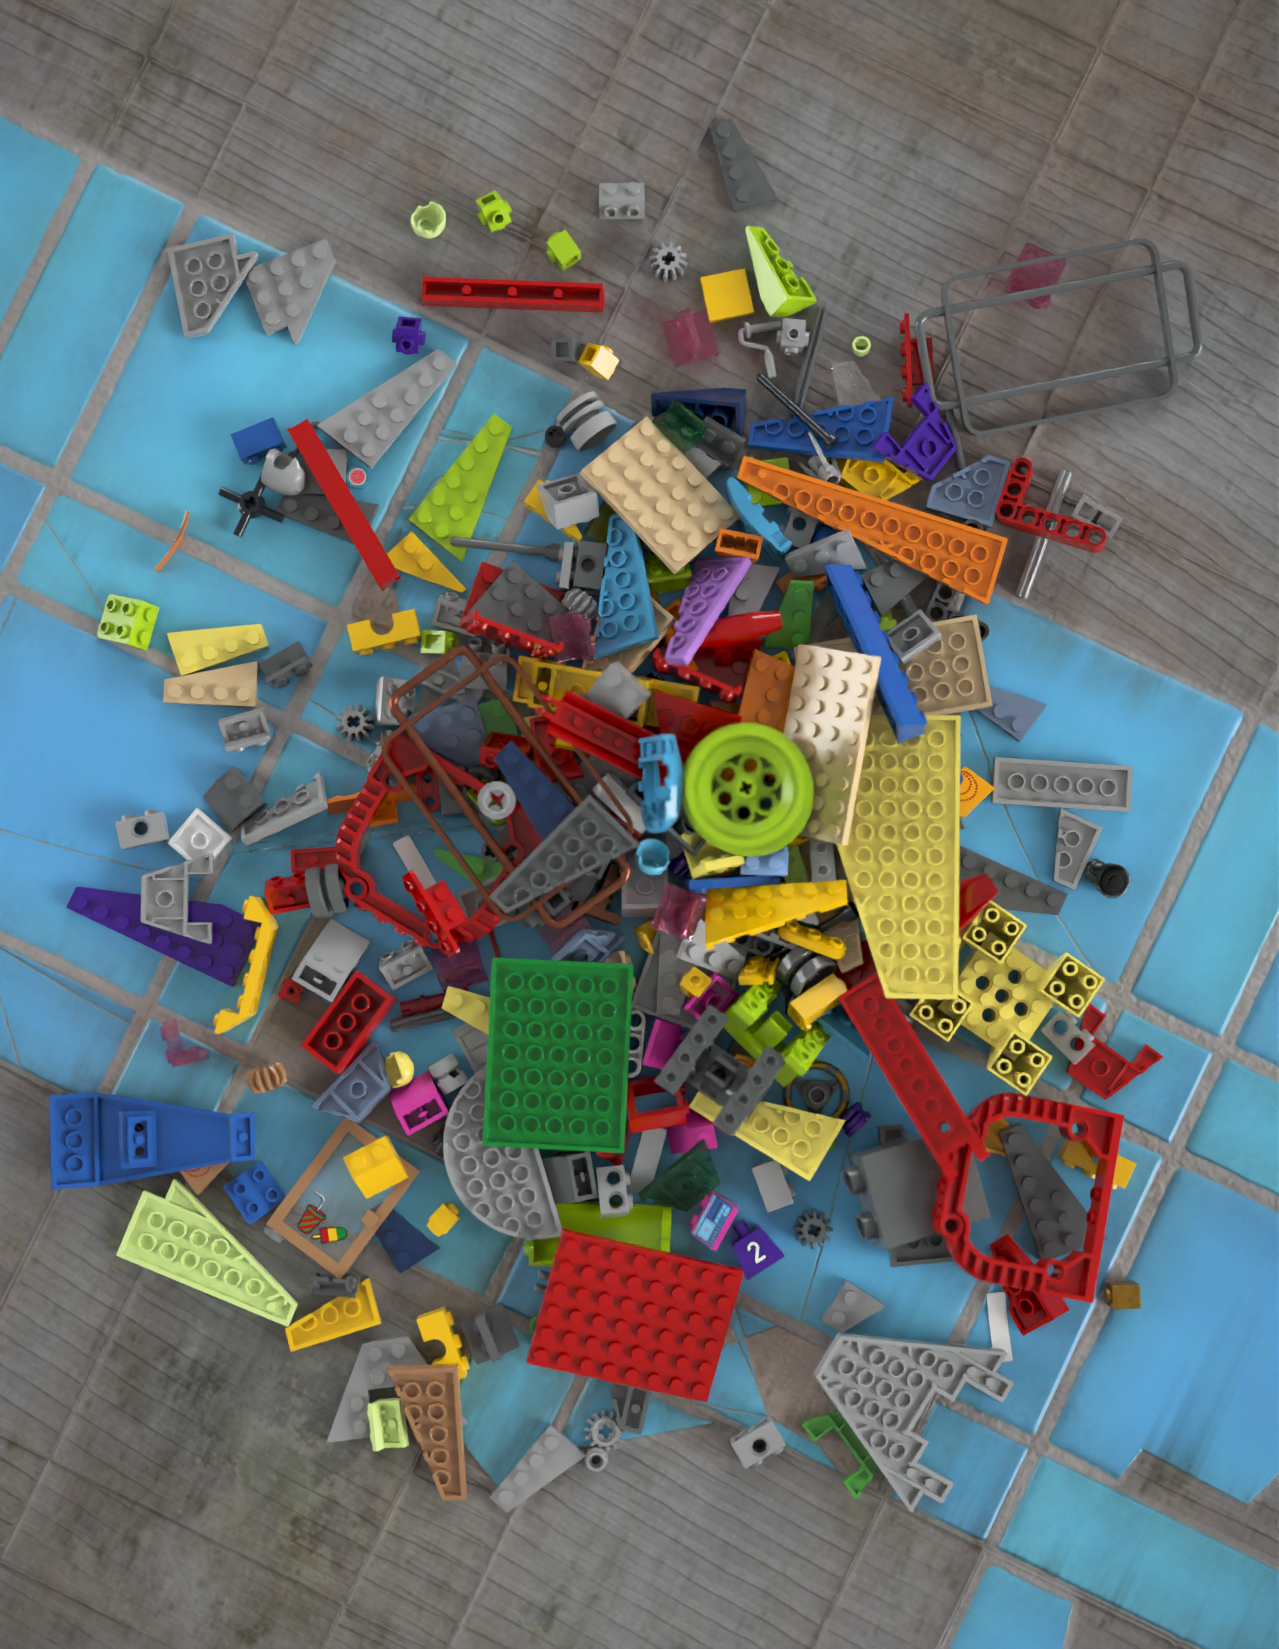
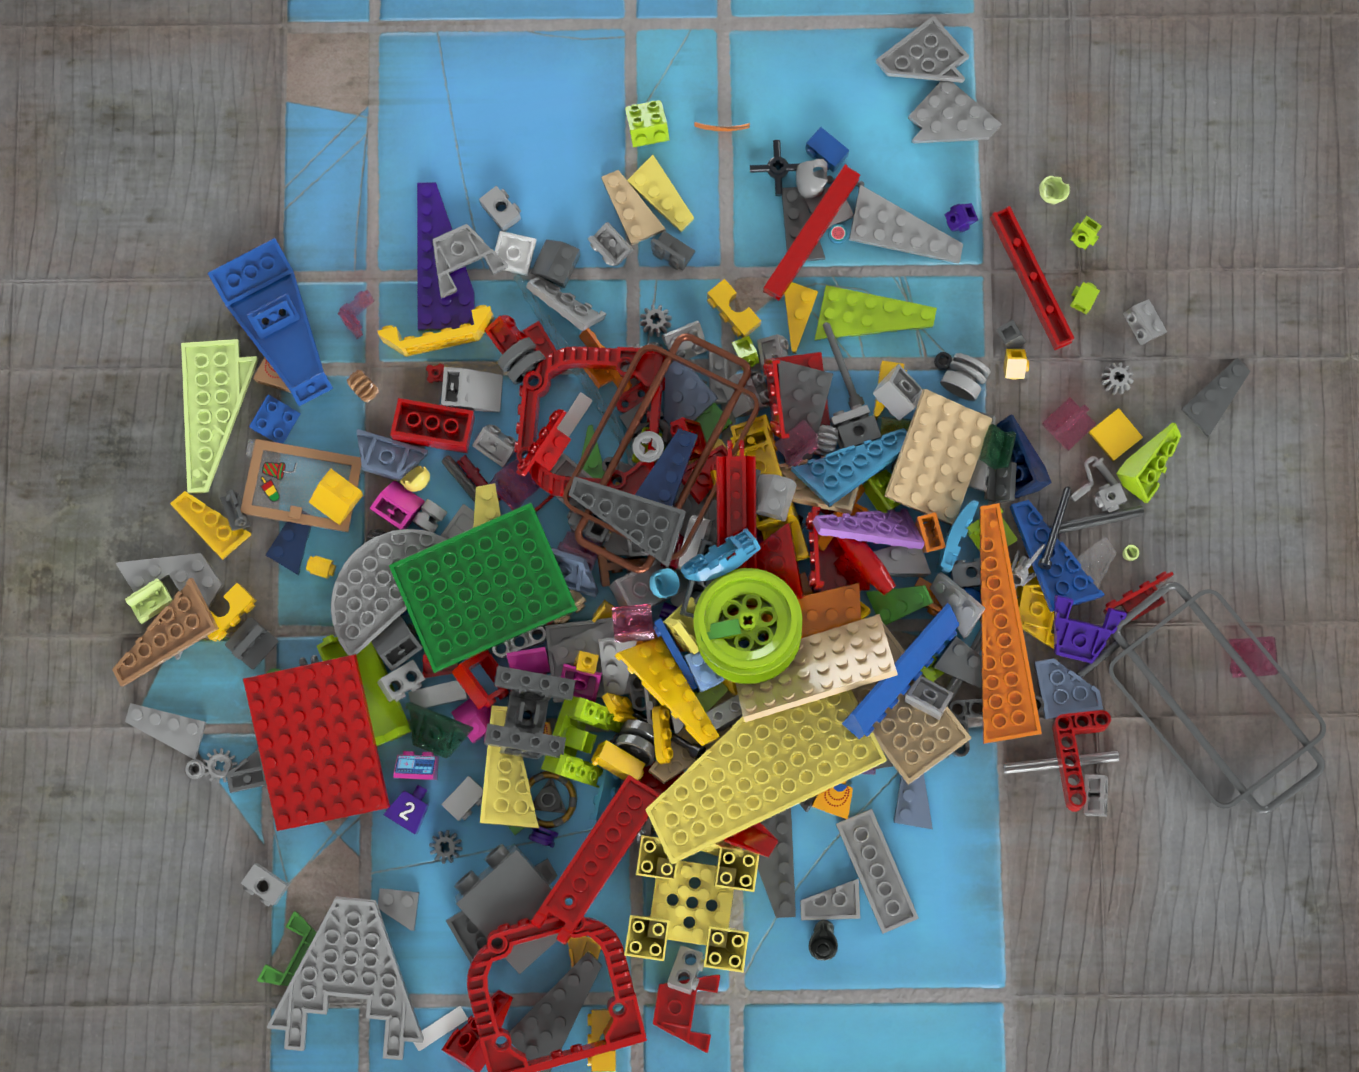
camera: 70 degrees right, 5 degrees down
(742, 818) = (724, 629): none -> bright green sticker

